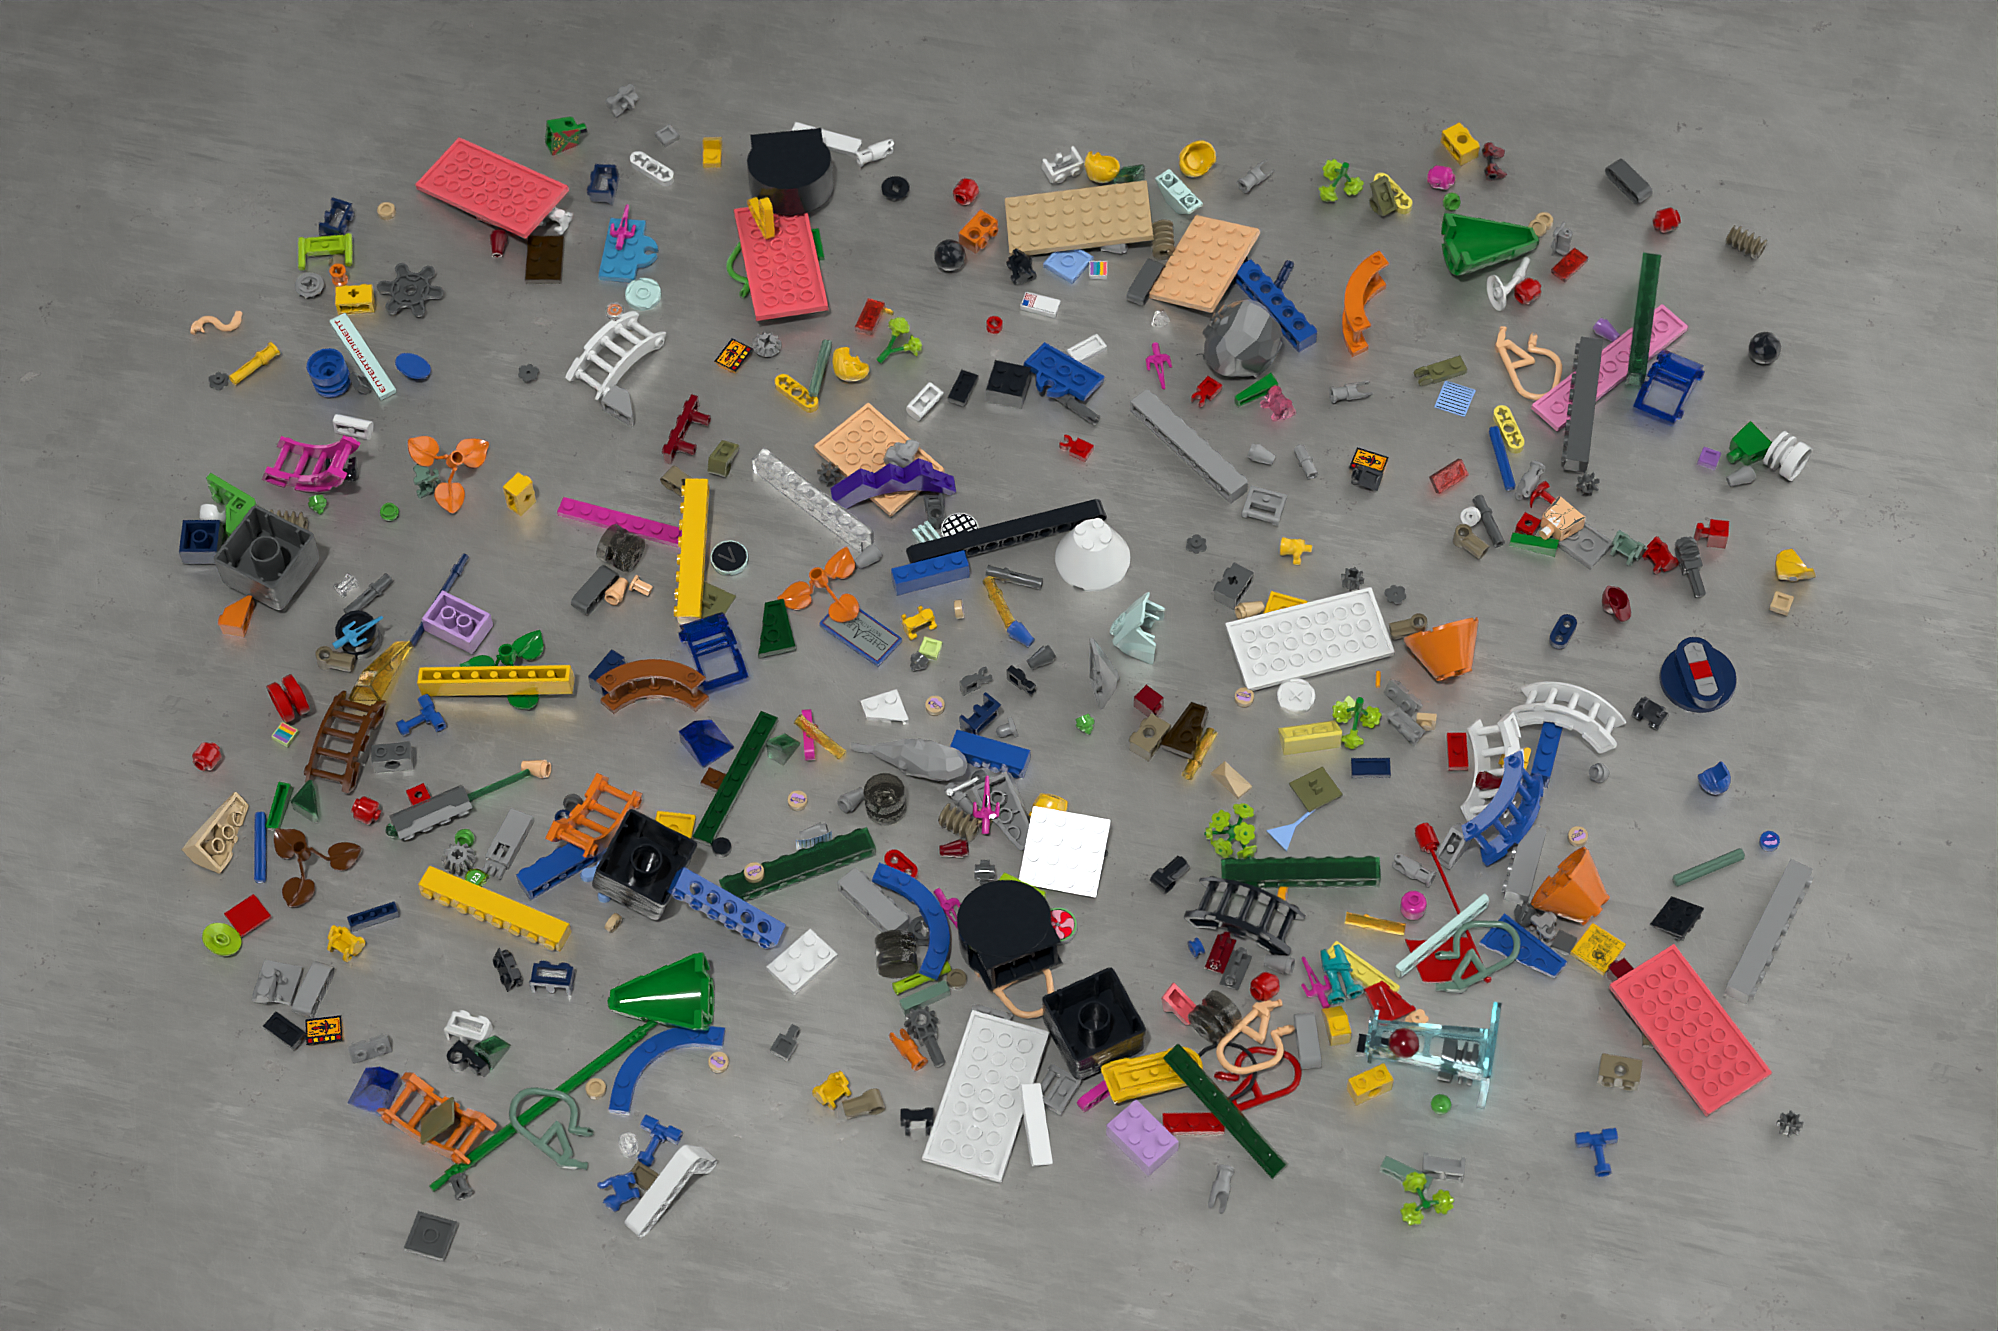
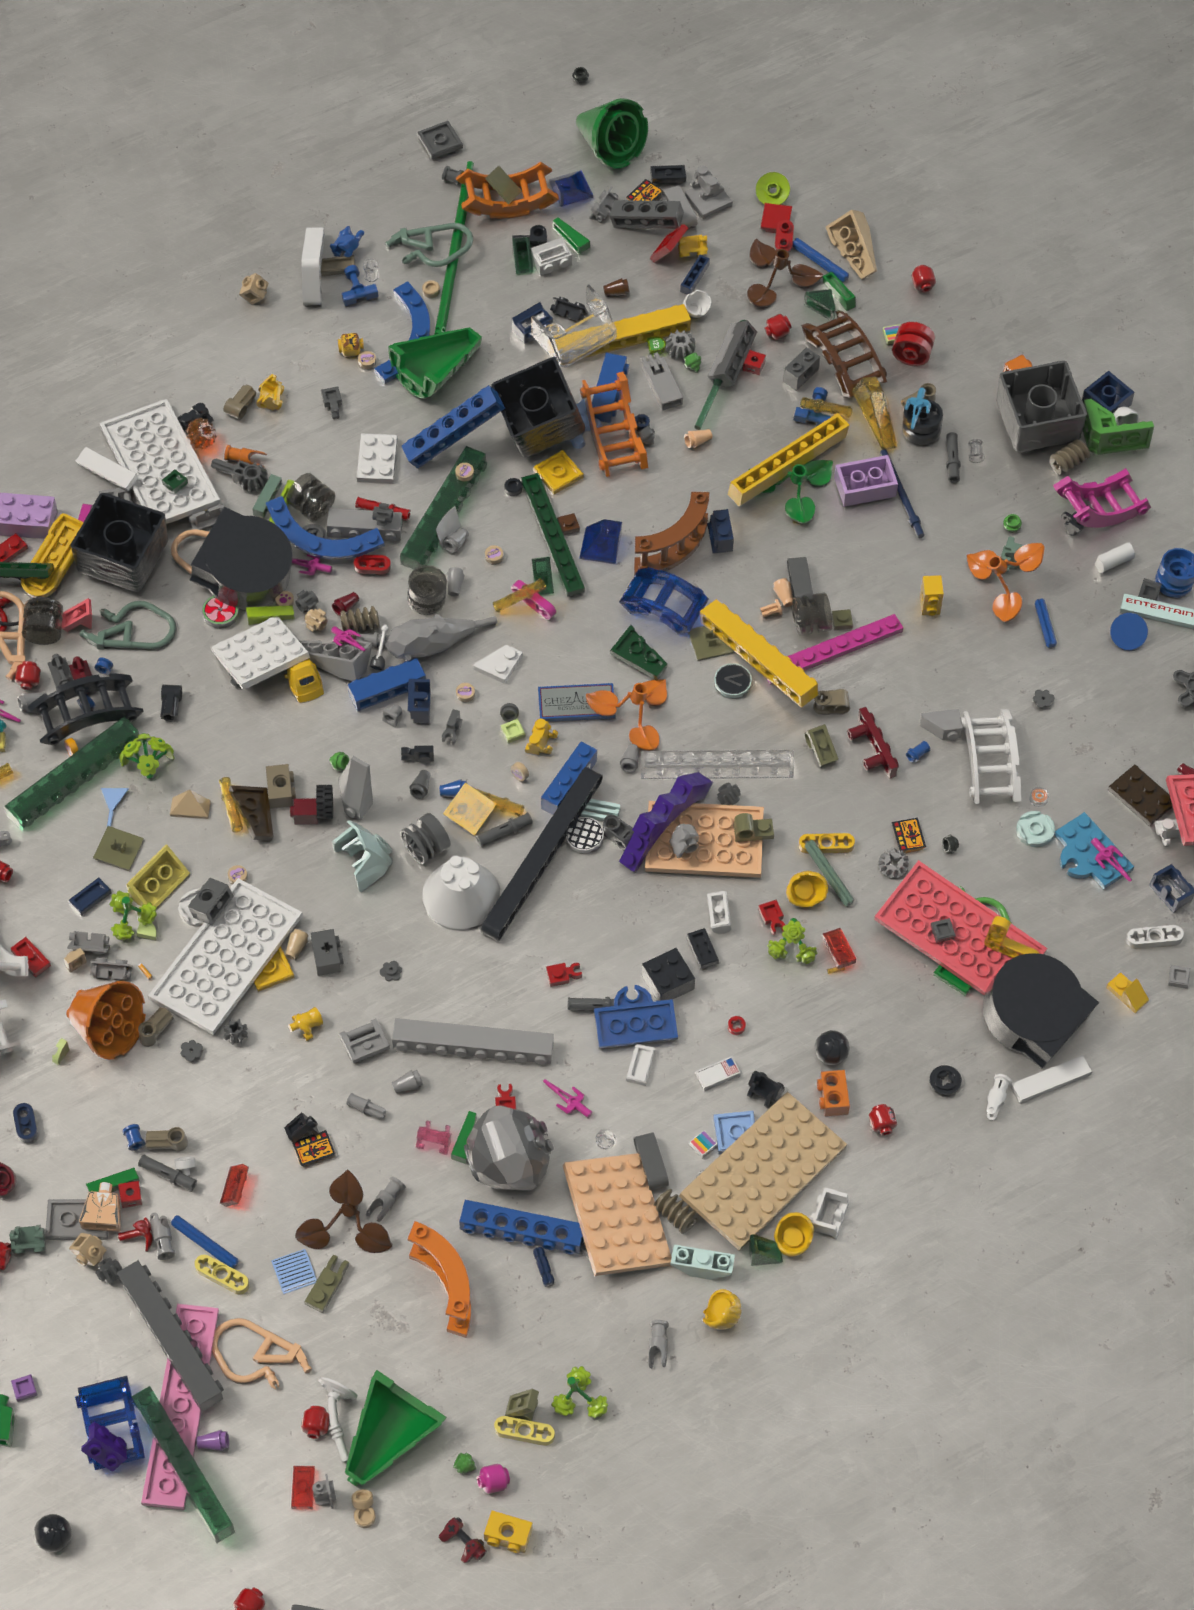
camera: 135 degrees right, 0 degrees up
(239, 1196) = (580, 75): none -> pearl dark grey plate
(265, 888) = (784, 235): none -> red plate
(291, 1104) = (615, 131): none -> green cone
(339, 966) = (646, 214): none -> dark grey brick
(365, 952) = (668, 243): none -> red tile
(404, 881) = (697, 303): none -> white hair
(419, 704) = (820, 406): none -> clear yellow pin
(429, 1036) = (571, 236): none -> green piece
(447, 955) = (618, 287): none -> reddish brown cone
(459, 422) = (1045, 623): none -> blue axle
(560, 912) = (581, 338): none -> clear windscreen
(593, 539) = (842, 619): none -> olive plate
(660, 403) = (914, 754): none -> blue pin
(714, 325) = (950, 843): none -> pearl dark grey plate
(719, 1084) = (350, 344): none -> yellow head
(745, 1207) = (253, 288): none -> tan brick
(792, 263) = (942, 930): none -> dark grey tile
(845, 433) = (749, 830): none -> olive plate
(845, 911) = (365, 504): none -> red pin
(858, 880) = (382, 514): none -> dark grey gear
(890, 373) = (772, 914): none -> red plate
(927, 1093) = (201, 433): none -> clear orange gear
(992, 850) = (315, 619): none -> tan gear
(995, 1052) = (174, 481): none -> dark green plate
(1026, 606) = (469, 809): none -> yellow tile
(1083, 603) = (425, 838): none -> dark grey wheel
(1127, 690) = (324, 801): none -> black tyre
(1178, 975) = (100, 642): none -> sand green piece
(1296, 671) = (210, 901): none -> dark grey brick
(1382, 400) = (349, 1193): none -> reddish brown plant
(1491, 564) = (133, 1137): none -> blue bush
(1493, 663) = (63, 1049): none -> yellowish green tile
(1592, 510) = (87, 1249): none -> tan brick
(1686, 363) = (105, 1447): none -> dark purple bracket

